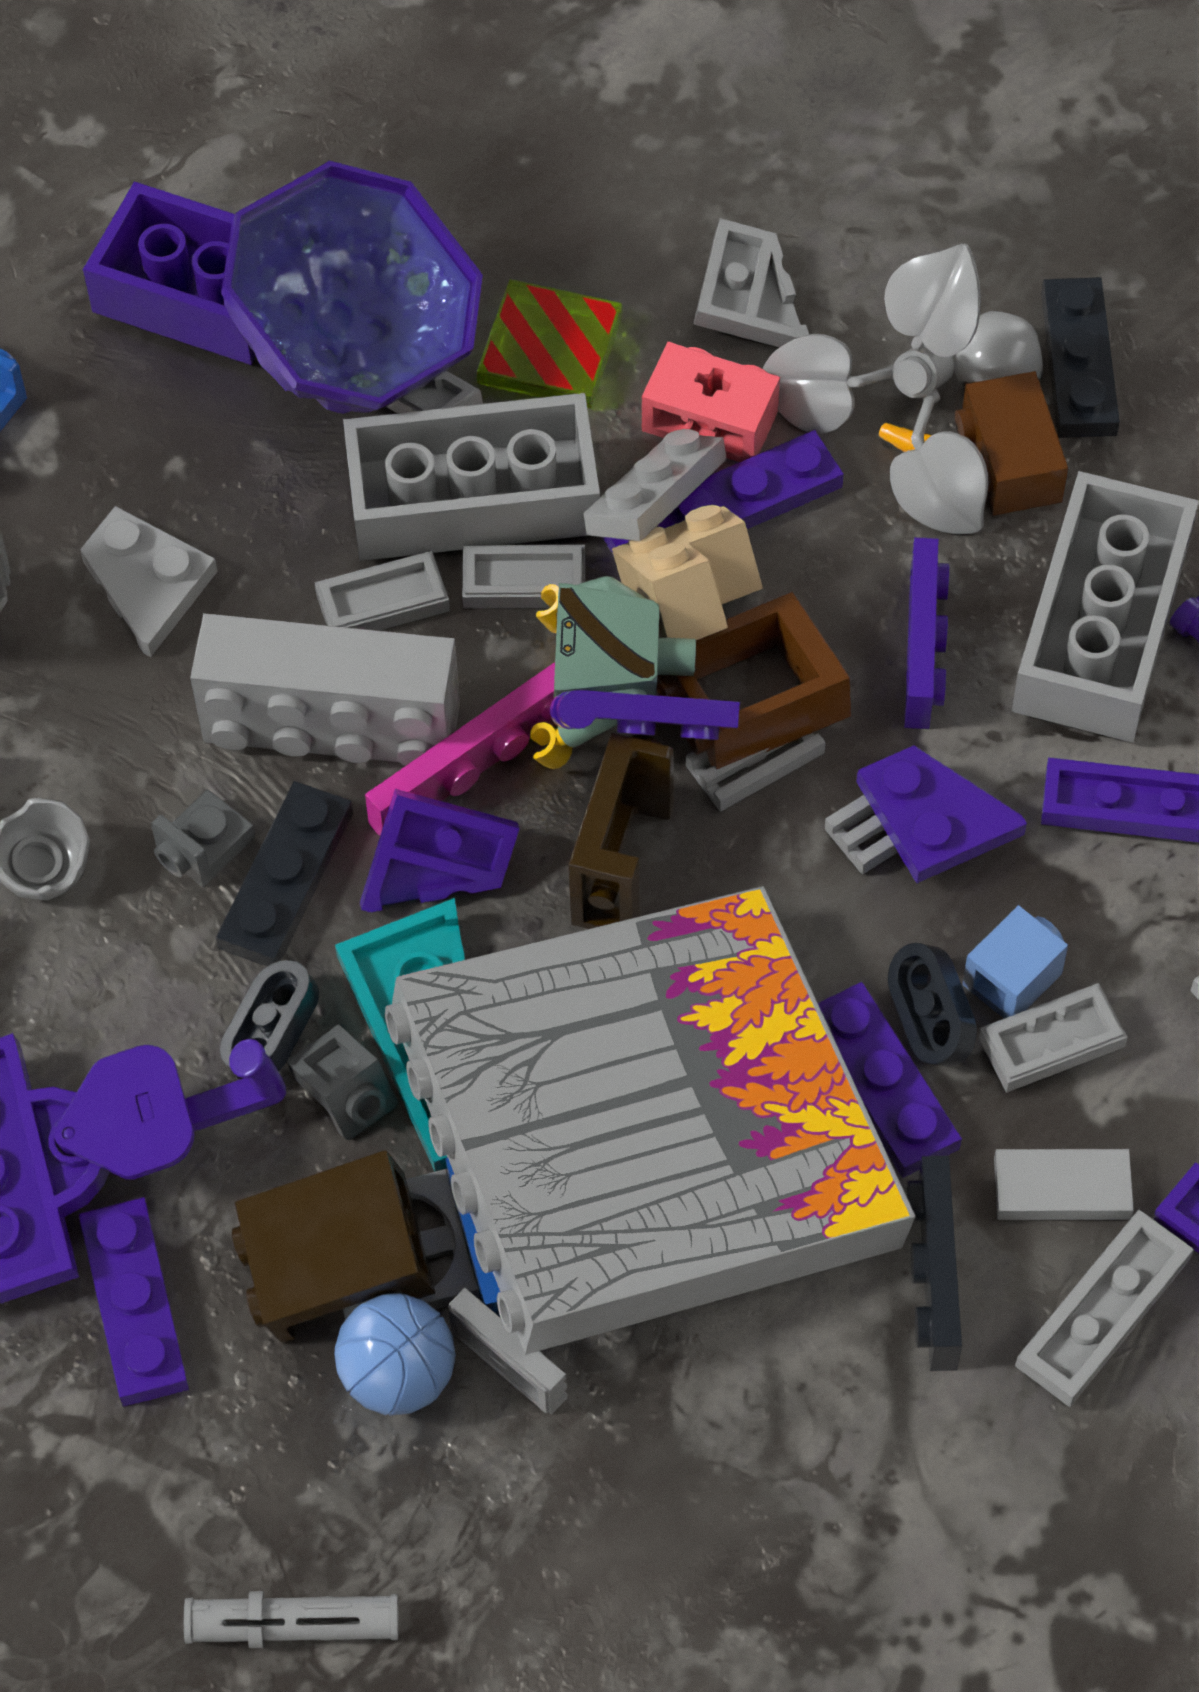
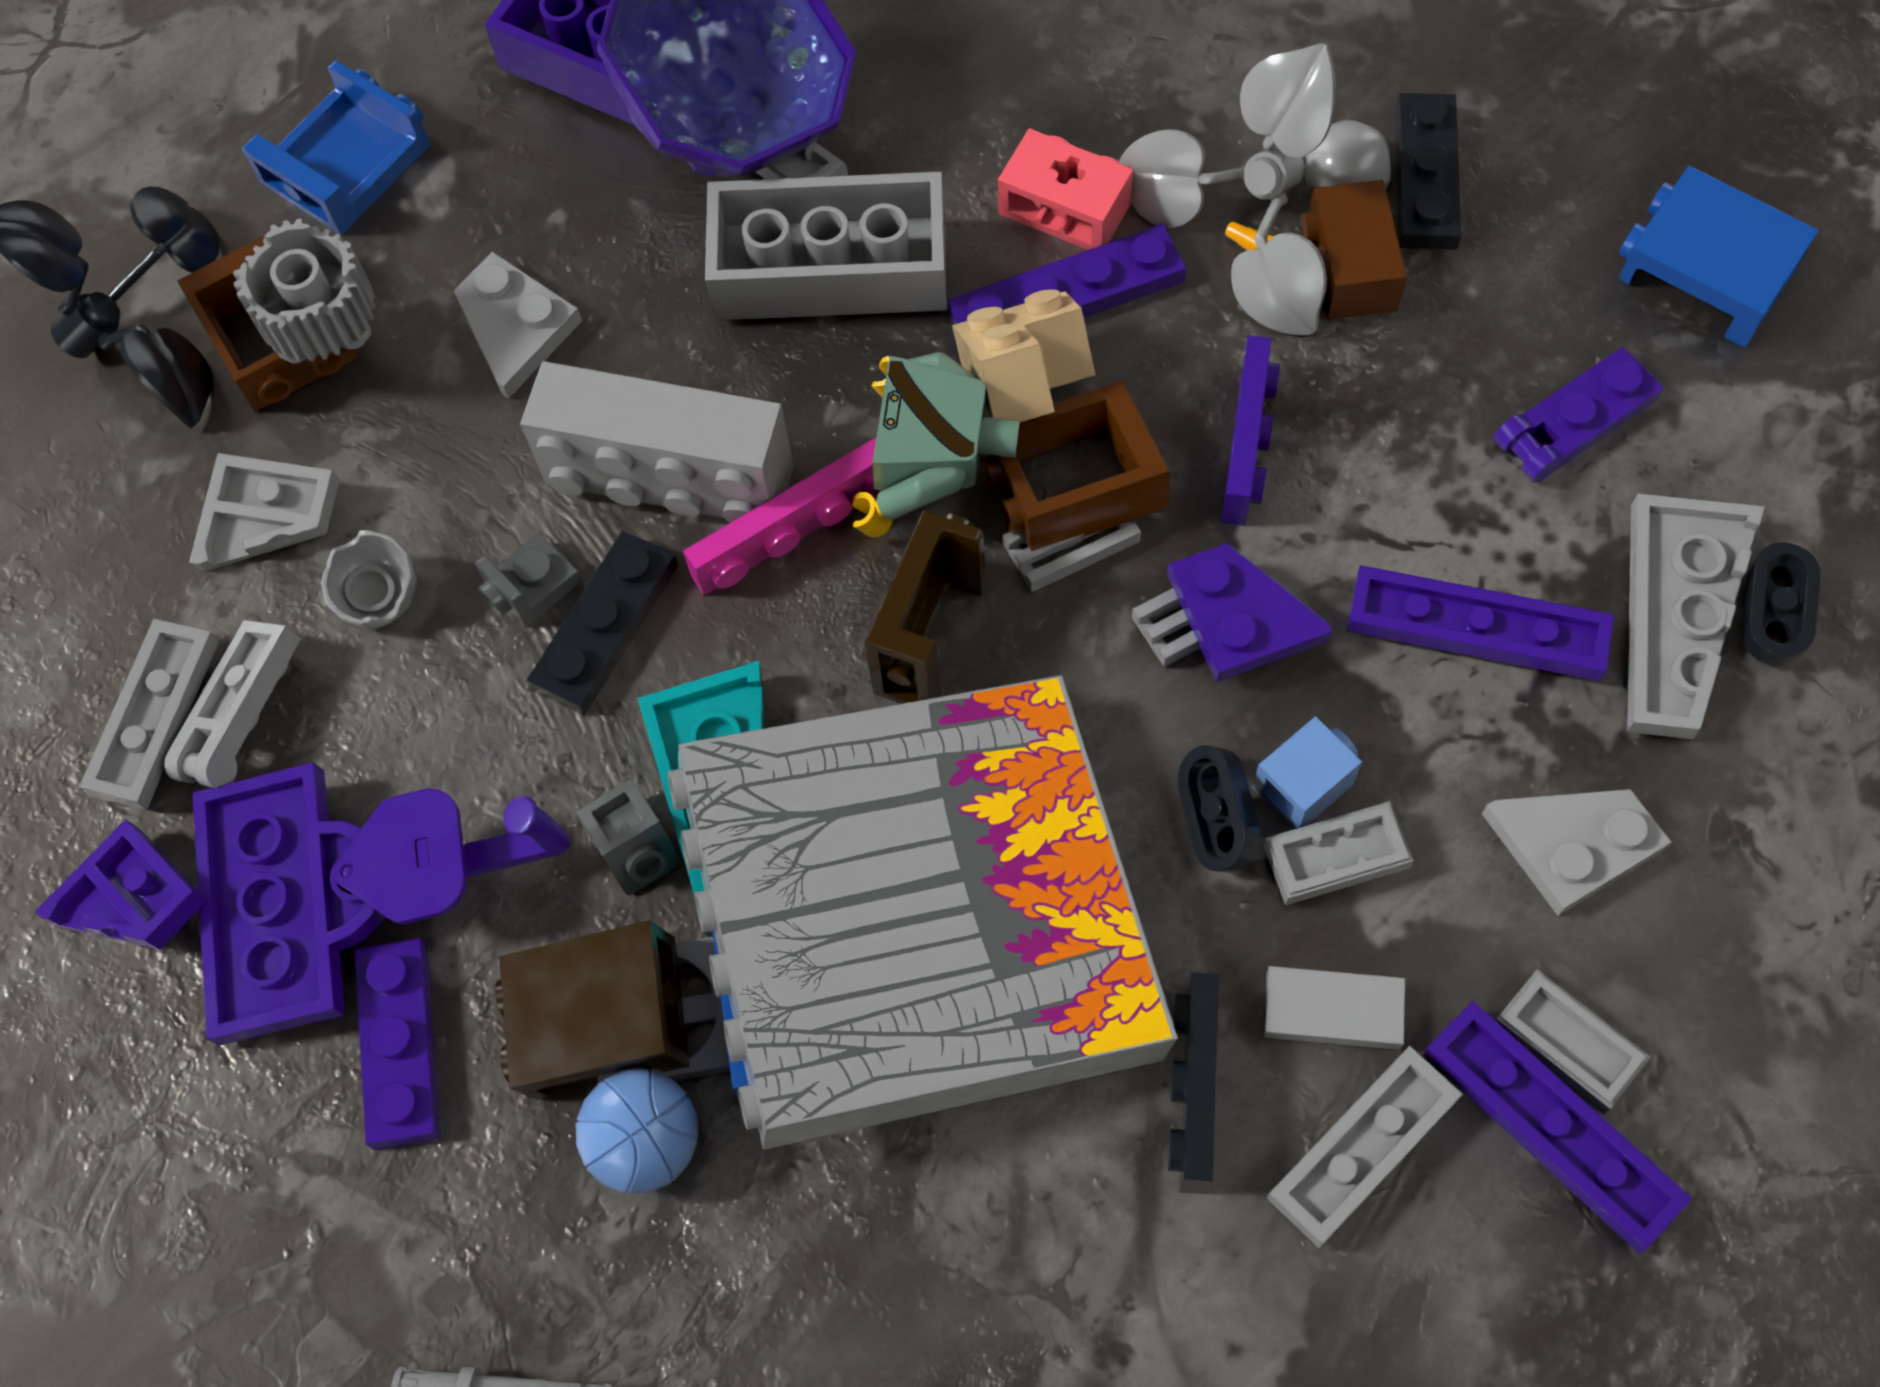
camera: 10 degrees right, 5 degrees up
(265, 1015) = (568, 764): black plate -> none
(384, 594) = (733, 355): light grey tile -> none
(436, 851) = (748, 612): dark purple wing -> none
(486, 1336) = (774, 1162): light grey tile -> none
(517, 573) = (858, 343): light grey tile -> none
(549, 342) = (920, 123): clear neon green tile -> none
(641, 712) = (954, 493): dark purple plate -> none
(655, 486) = (1000, 267): light grey plate -> none
(748, 288) = (1113, 82): light grey wing -> none
(888, 1082) = (1165, 884): dark purple plate -> none
(1104, 606) = (1430, 417): light grey brick -> none

